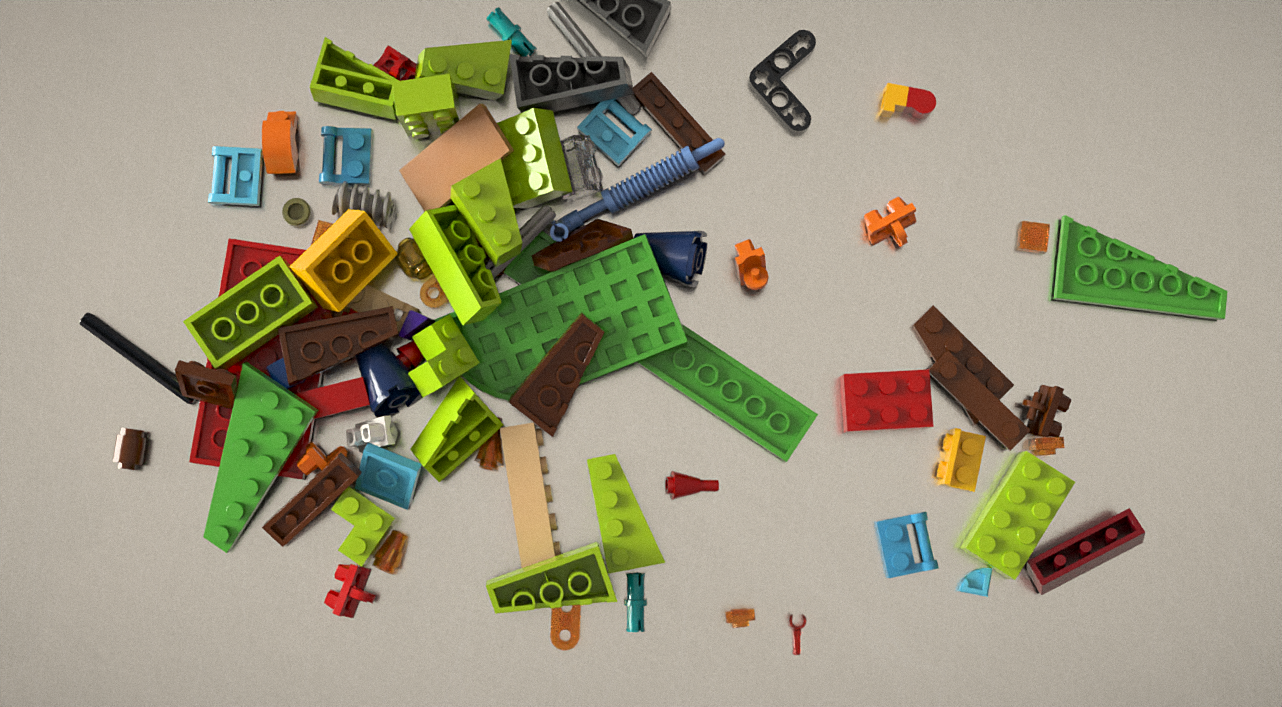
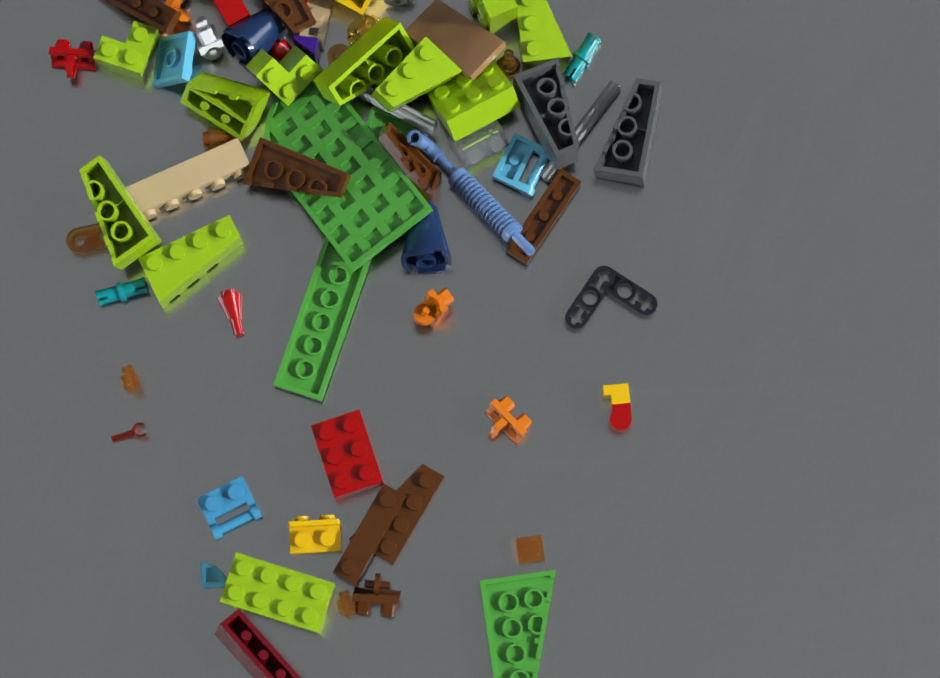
camera: 80 degrees right, 5 degrees down
(390, 553) = (112, 81): clear orange cone -> none
(498, 110) = (509, 63): none -> clear orange cone

